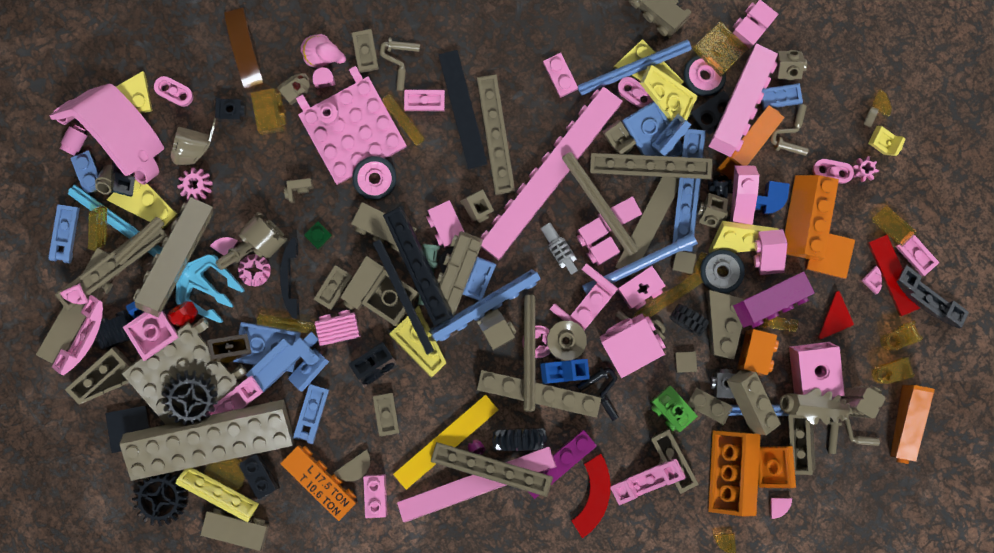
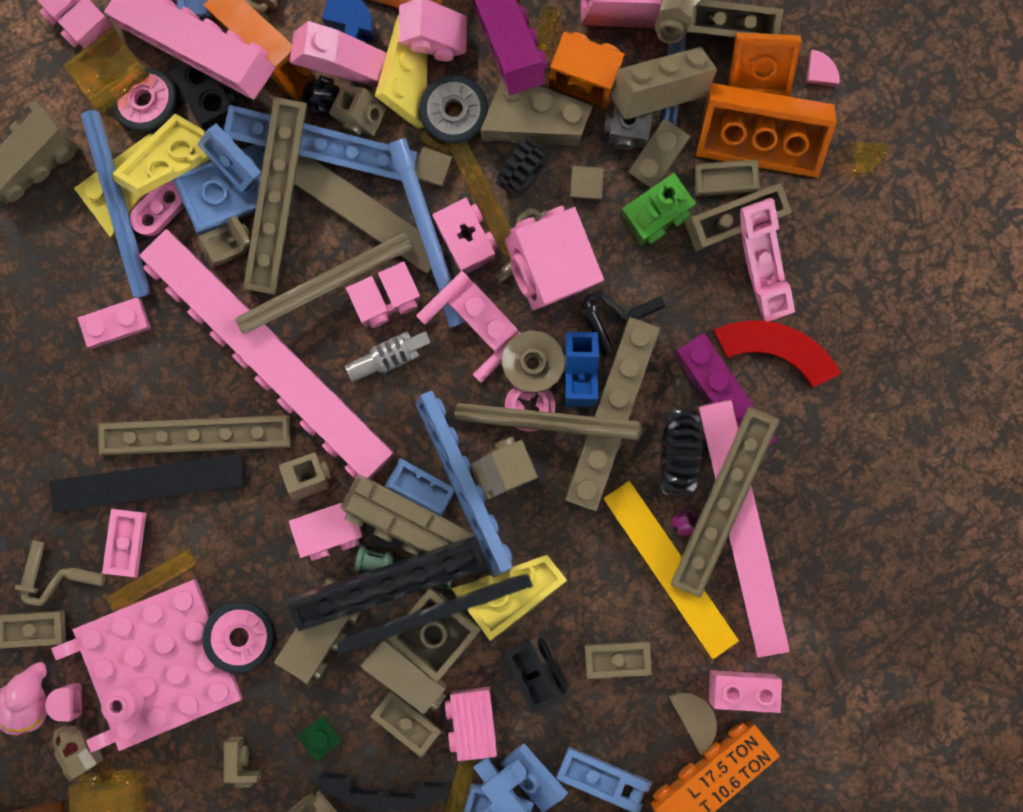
camera: 80 degrees left, 0 degrees up
(624, 212) = (341, 247): bright pink tile -> none
(700, 451) = (727, 178): none -> dark tan tile

